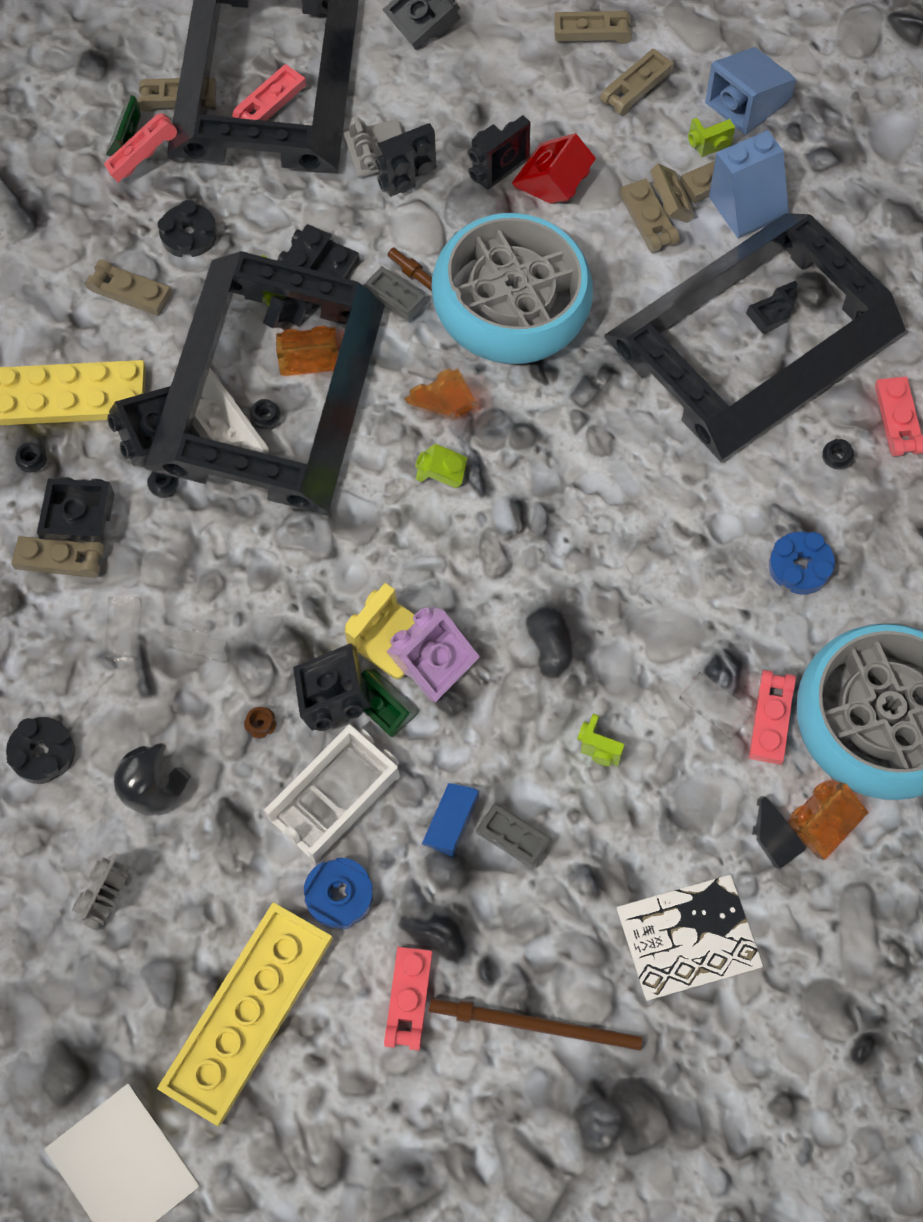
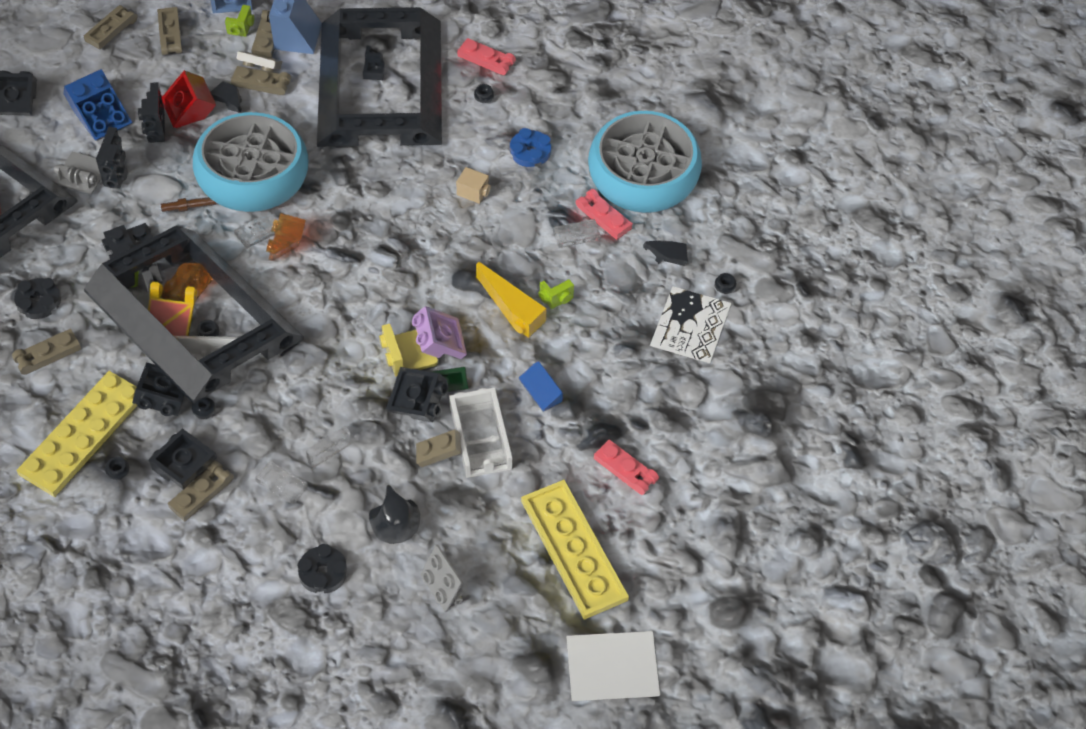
camera: 60 degrees left, 10 degrees down
(246, 364) = (173, 315): none -> flag
(260, 714) = (405, 439): reddish brown plate -> none
(273, 762) = (438, 448): none -> dark tan plate
(339, 913) = (536, 476): blue plate -> none
(396, 293) = (194, 220): dark grey plate -> none
(441, 465) = (324, 264): lime bracket -> none
(466, 1011) = (655, 443): reddish brown bar -> none
(473, 92) = (96, 104): none -> blue slope
(513, 835) = (575, 364): dark grey plate -> none
(541, 715) = (519, 309): none -> yellow slope
(597, 201) = (229, 95): none -> black slope
(684, 538) = (473, 185): none -> tan brick
(791, 933) = (725, 278): none -> black plate
(827, 817) = (676, 224): clear orange bracket -> none

